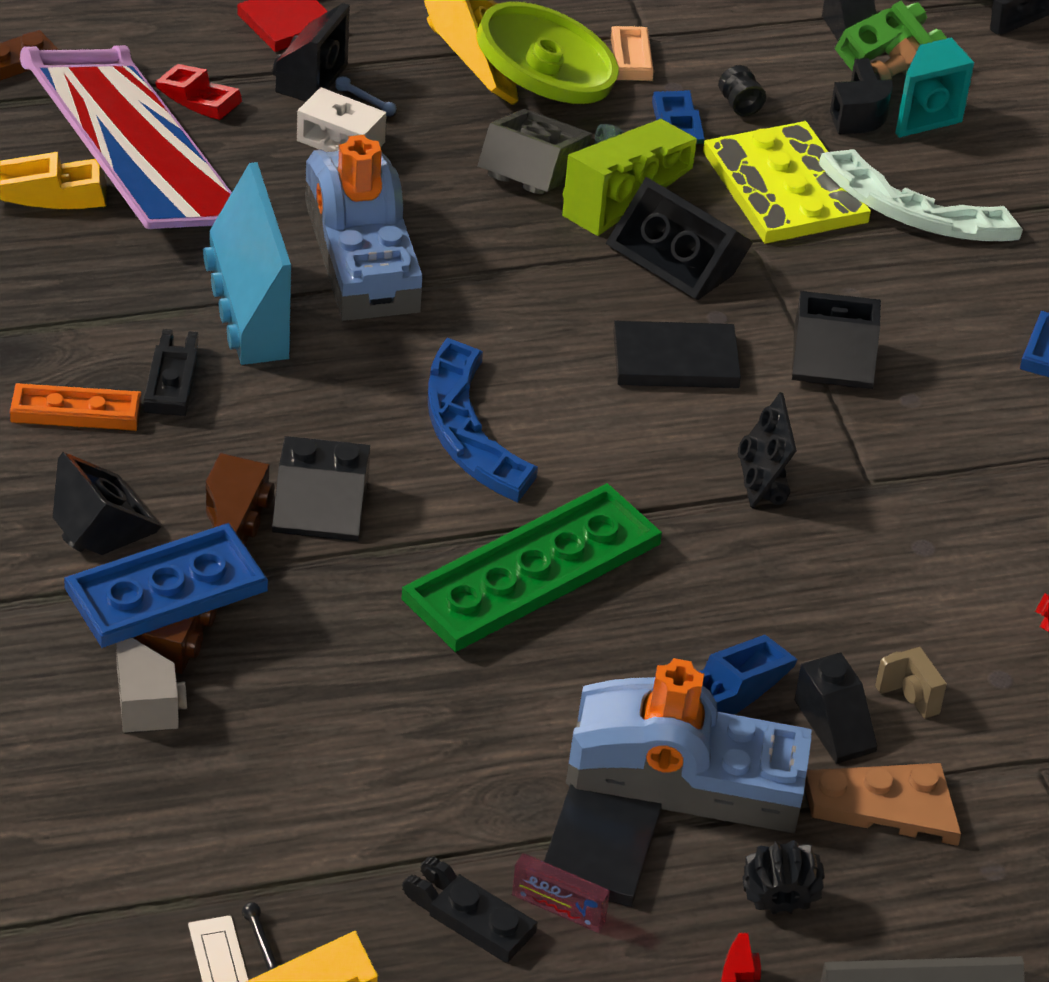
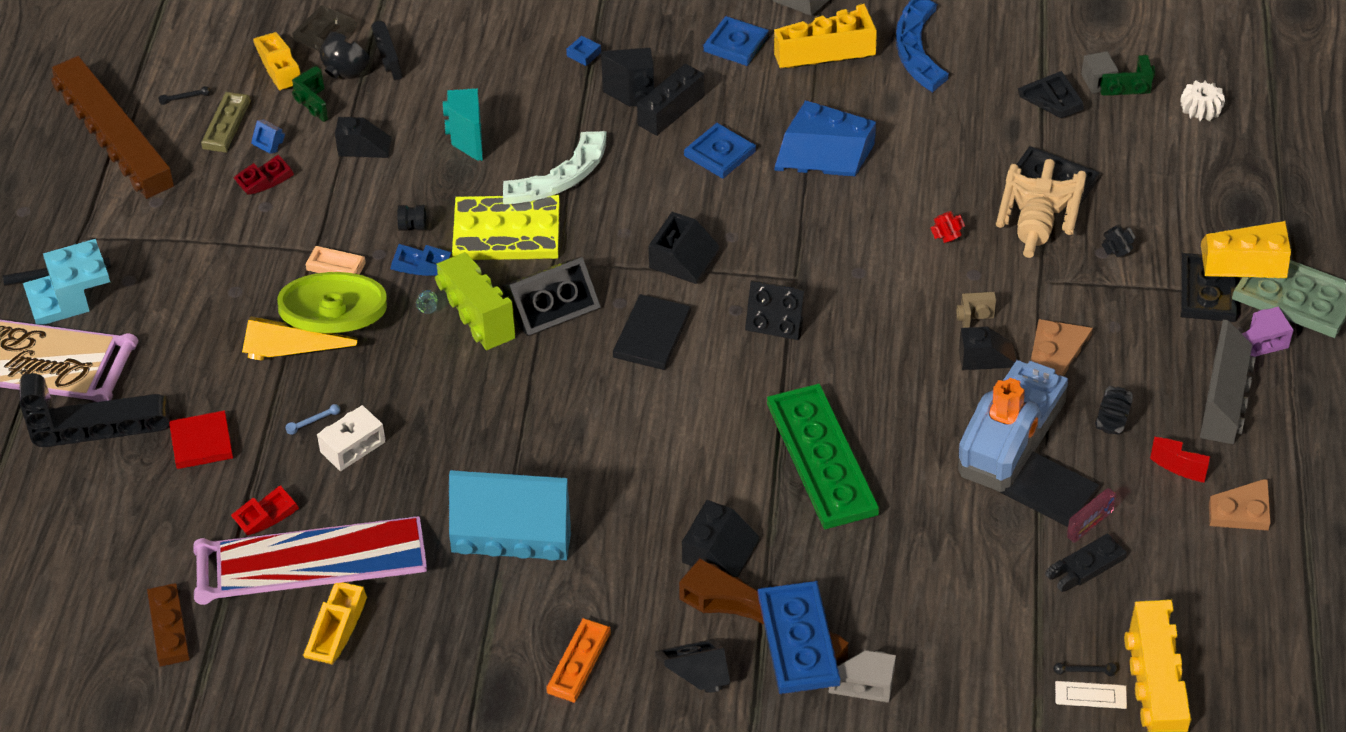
camera: 65 degrees left, 5 degrees up
(171, 375) = (570, 595): black hinge -> none
(314, 55) = (271, 429): black slope -> none
(362, 231) = (466, 441): medium blue piece -> none
(462, 431) = (672, 459): blue tile -> none
(530, 149) = (424, 340): dark grey slope -> none
(745, 672) = (948, 390): blue slope -> none
(862, 102) = (450, 161): black brick -> none
(891, 31) = (401, 125): bright green hips -> none

